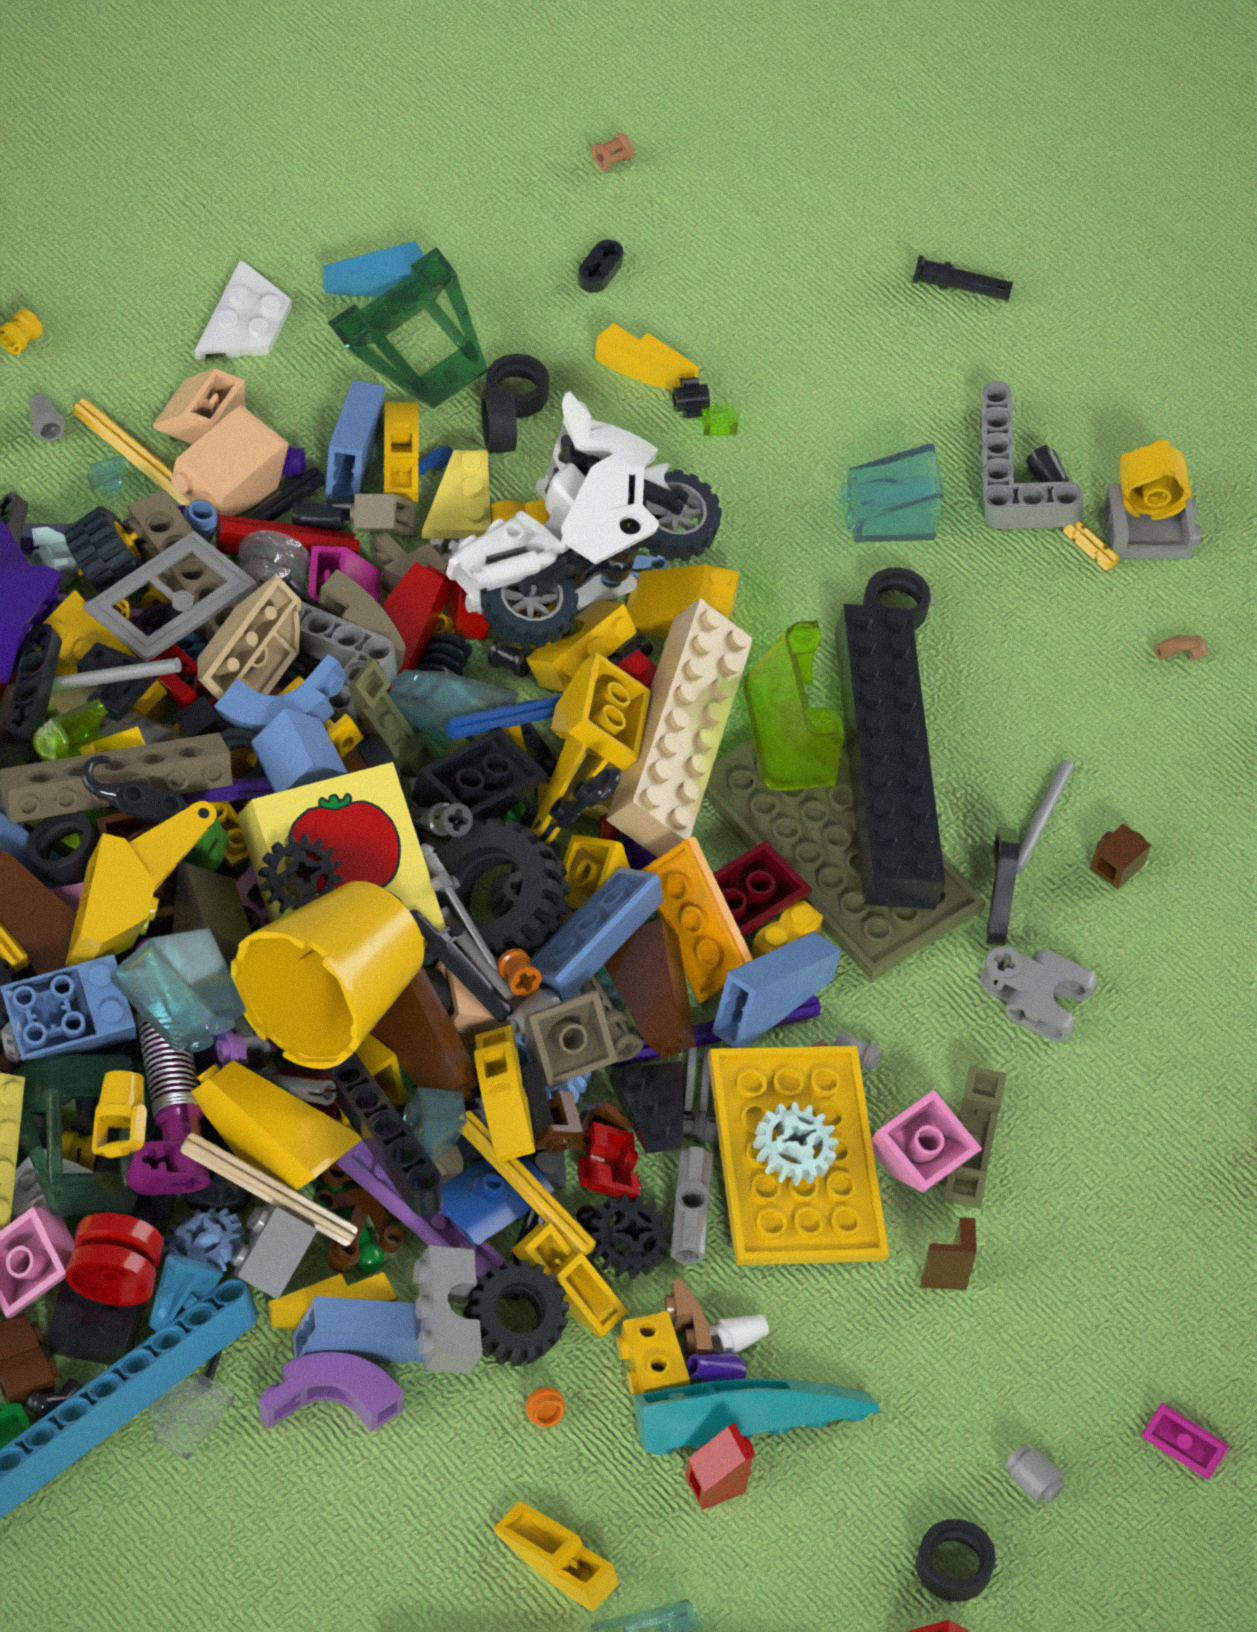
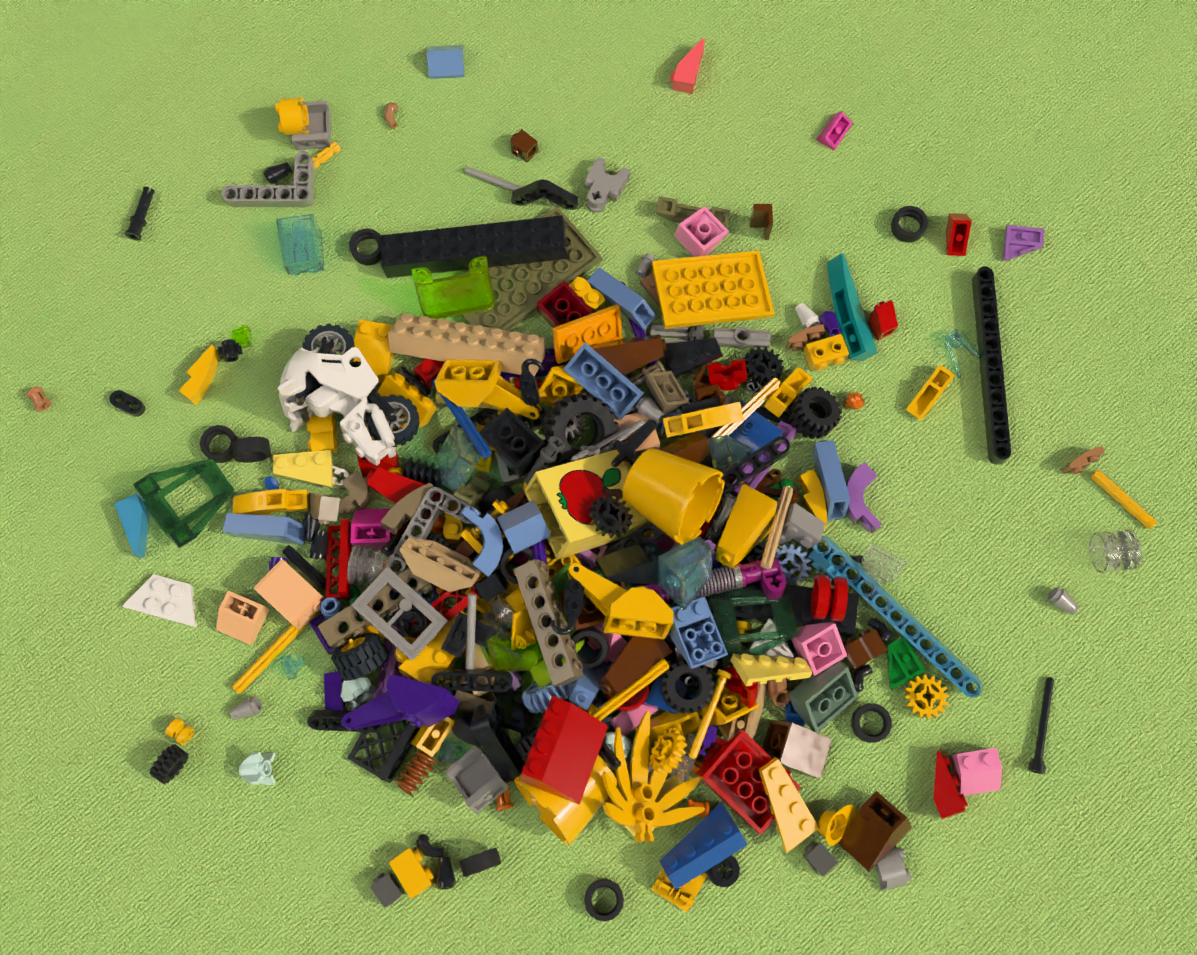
camera: 85 degrees left, 20 degrees up
(120, 1107) = (751, 600): yellow piece -> none
(445, 1338) = (809, 445): light grey arch -> none
(509, 657) = (416, 438): black bush -> none
(516, 968) = (632, 415): orange bush -> none
(795, 1143) = (715, 286): light aqua gear -> none
(1035, 1474) = (863, 190): light grey brick -> none

